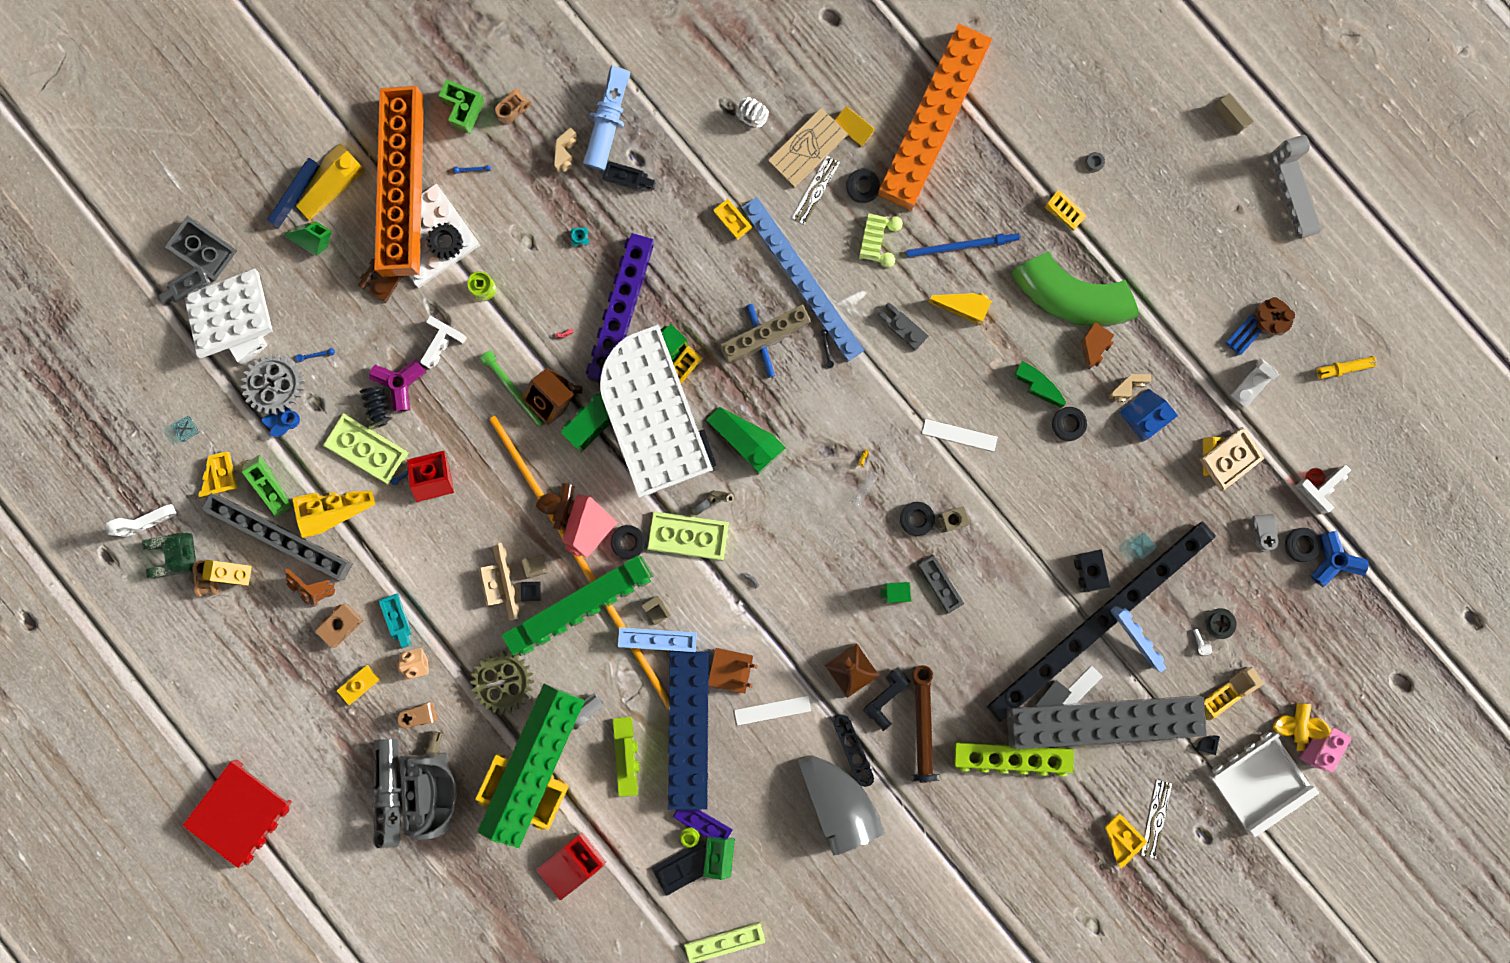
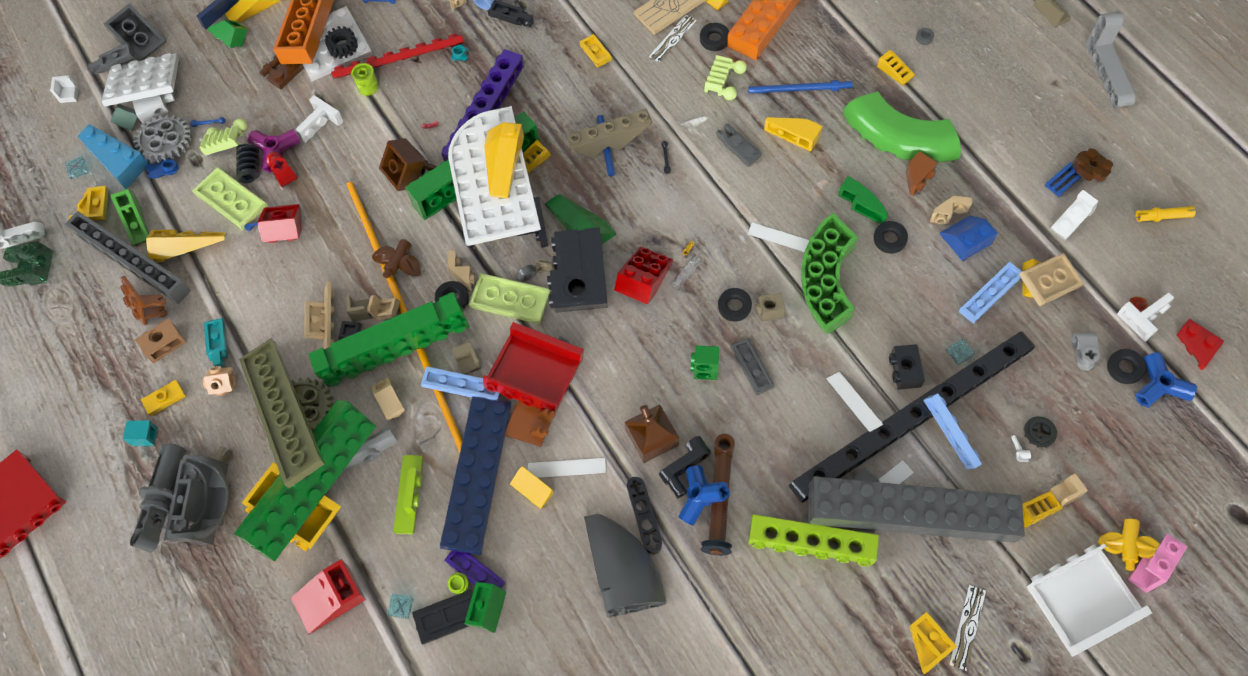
camera: 10 degrees right, 20 degrees down
(141, 331) = (64, 89): none -> white panel
(200, 583) = (50, 287): medium nougat piece -> none
(221, 362) = (124, 116): none -> sand green panel
(225, 414) = (115, 156): none -> dark azure wedge
(226, 572) = (70, 279): yellow brick -> none
(341, 383) = (218, 140): none -> yellowish green gear
(347, 727) = (140, 433): none -> teal panel
(416, 414) = (281, 170): none -> red piece
(420, 715) = (211, 430): medium nougat piece -> none
(489, 360) = (358, 137): bright green piece -> none
(489, 701) = (281, 413): none -> olive plate
(517, 247) = (404, 53): none -> red plate
(560, 563) = (383, 308): none -> tan bracket
(585, 662) = (388, 399): none -> tan slope
(586, 526) = (415, 271): slope -> none
(636, 517) = (460, 273): none -> tan slope
(639, 864) = (400, 606): none -> clear light blue tile
(659, 390) = (502, 155): none -> yellow wedge
(726, 616) = (534, 368): none -> red panel
(743, 736) = (531, 487): none -> yellow slope
(757, 510) = (579, 271): none -> black piece
(802, 279) = (651, 101): medium blue plate -> none
(821, 495) = (642, 275): none -> red slope
(905, 728) = (701, 494): none -> blue piece
(1003, 476) = (821, 273): none -> bright green brick
(1043, 614) = (854, 401): none -> white sticker
(1172, 478) = (991, 293): none -> light blue plate
(1208, 744) = (1027, 553): black tile -> none
(1373, 510) = (1199, 342): none -> red wing

